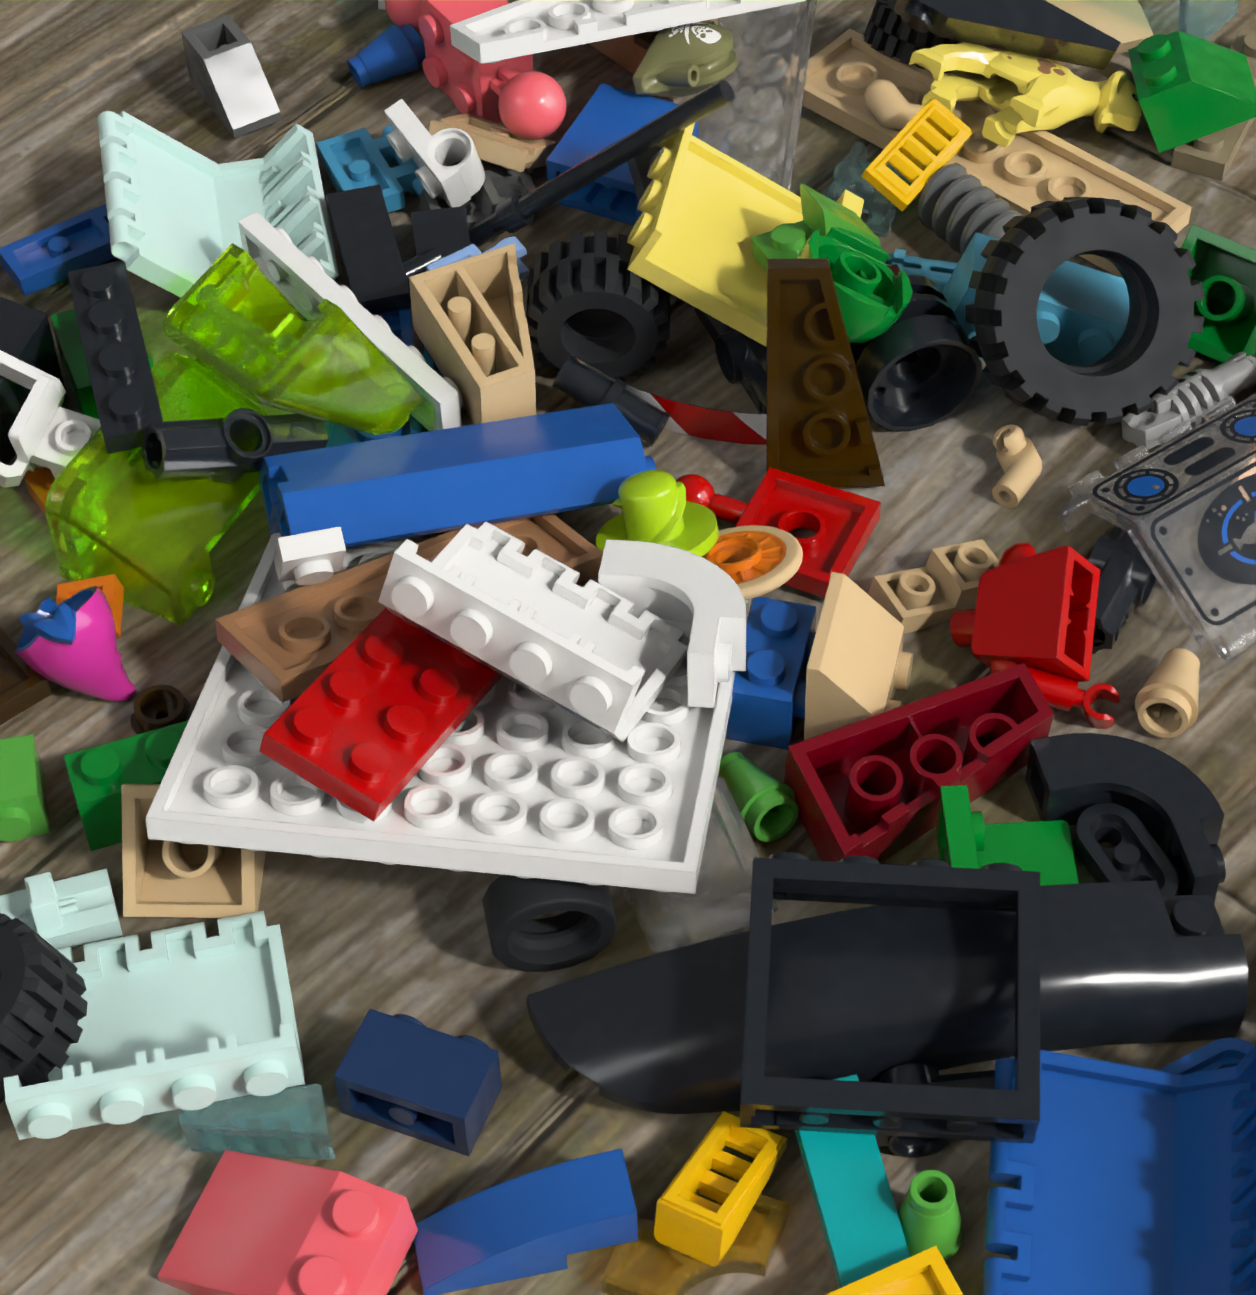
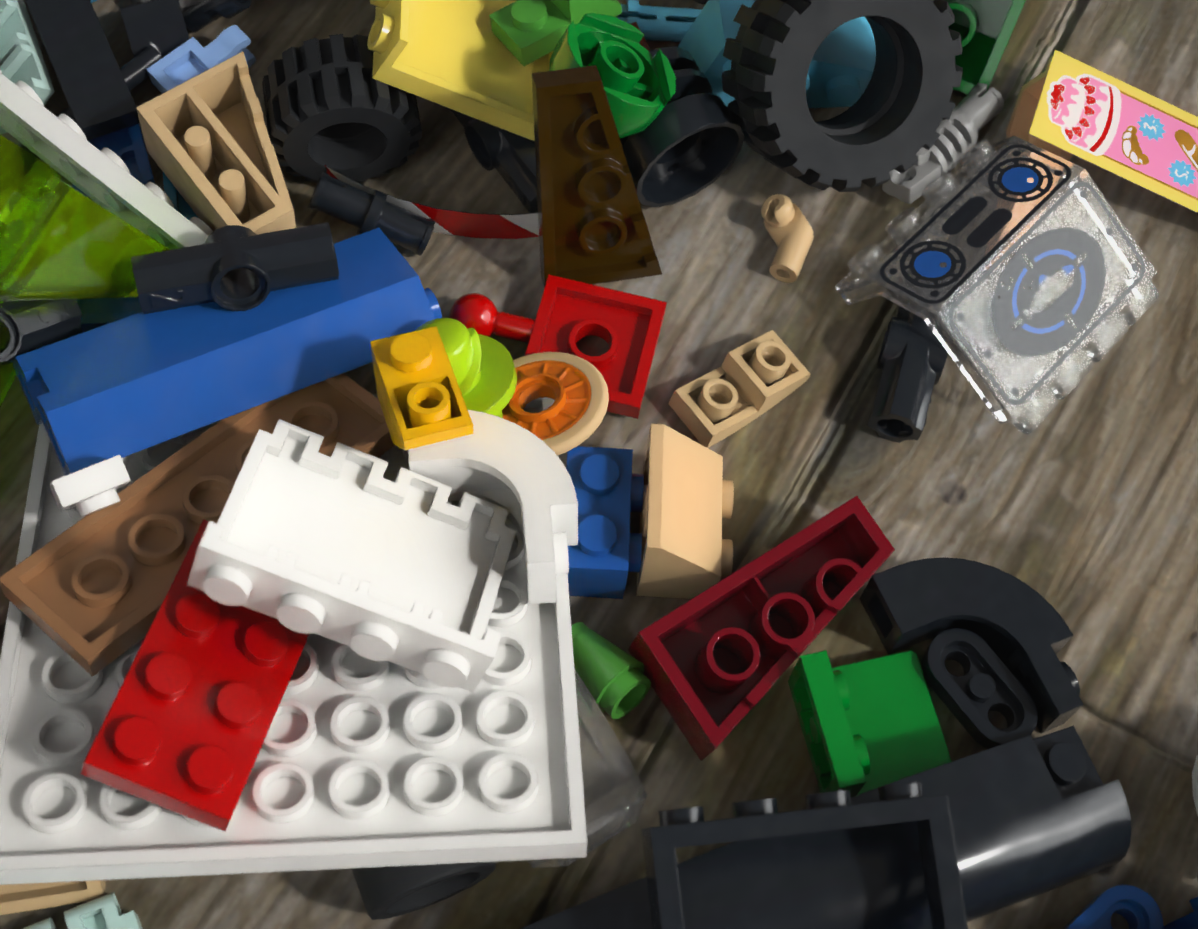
camera: 20 degrees left, 15 degrees up
(434, 410) = (235, 268): none -> black piece
(616, 509) = (418, 389): none -> yellow slope
(1043, 616) = (850, 433): red torso -> none
(1170, 695) = (986, 487): tan cone -> none

